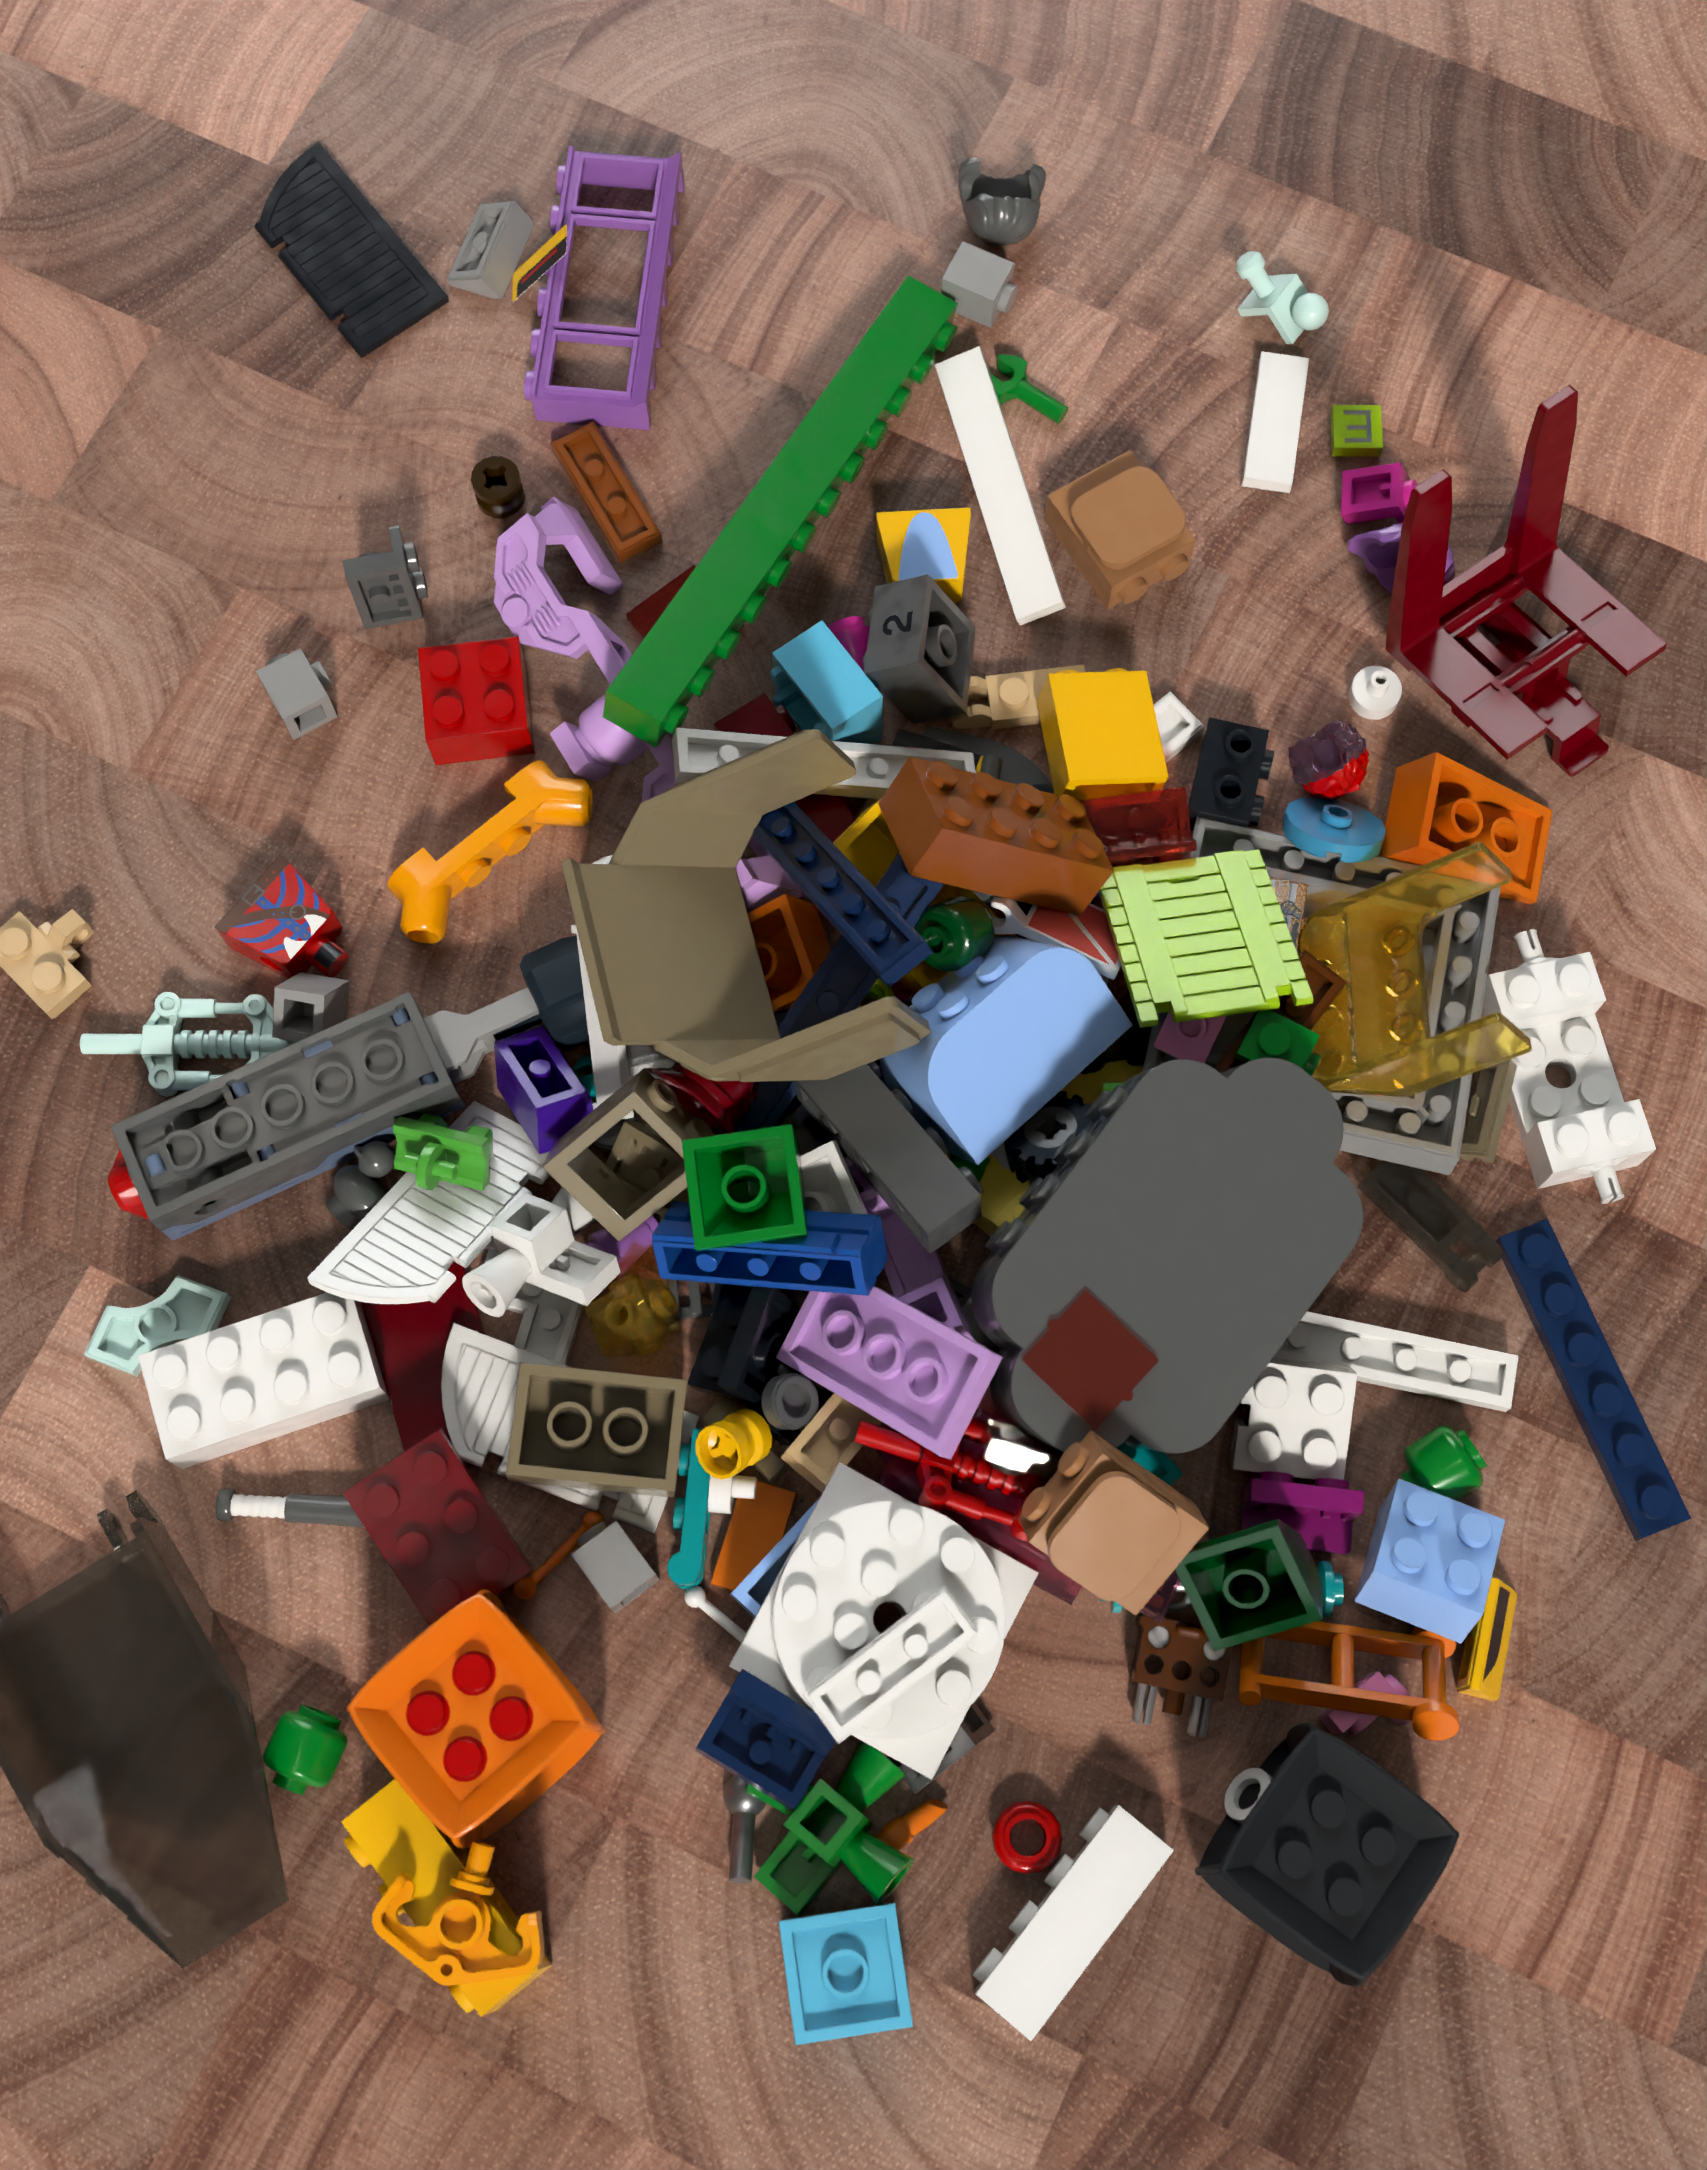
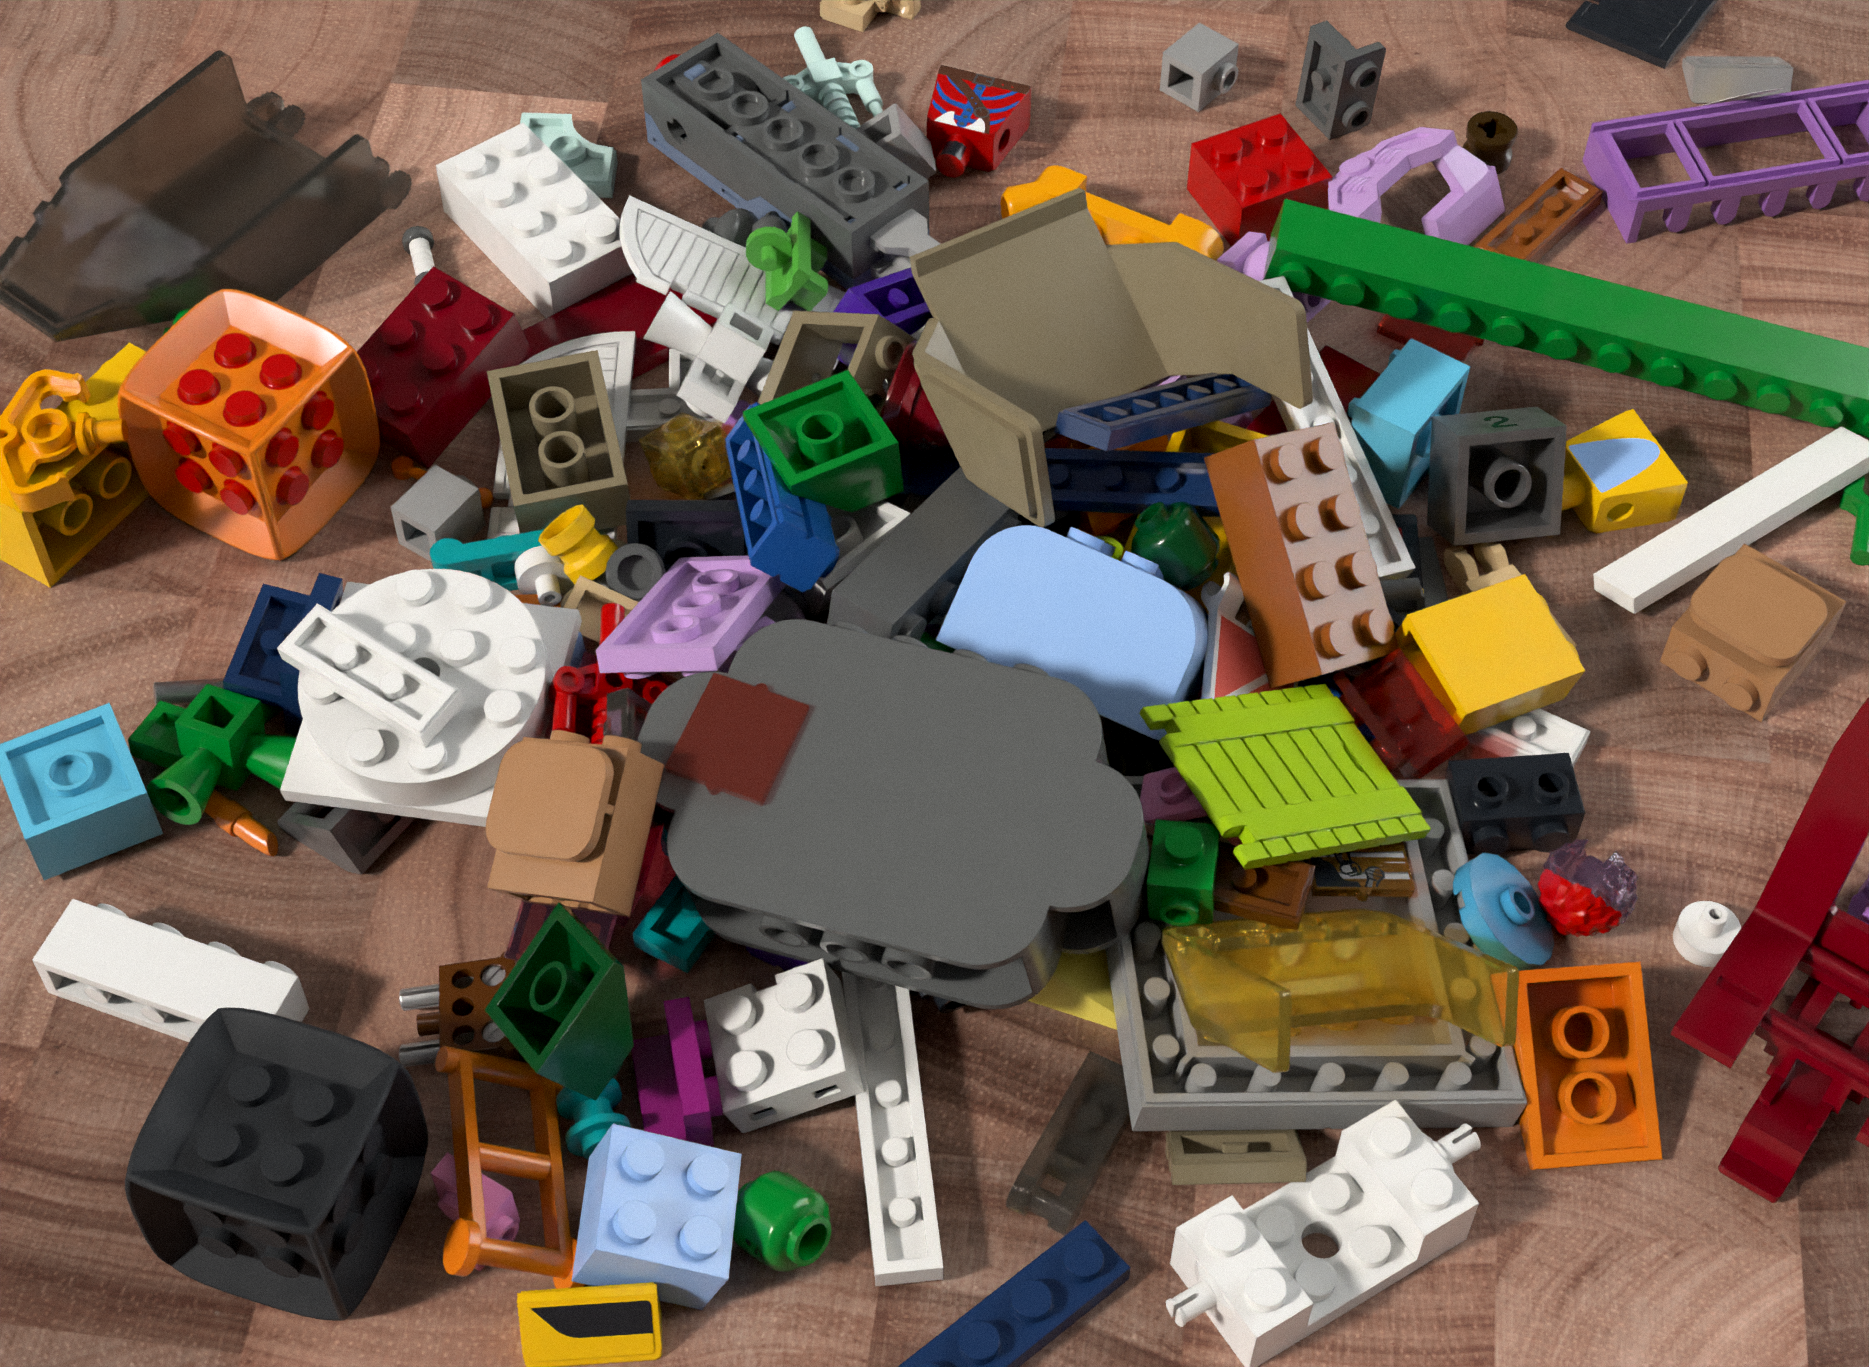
camera: 70 degrees right, 20 degrees down
(1051, 1831) = (252, 909): red piece -> none

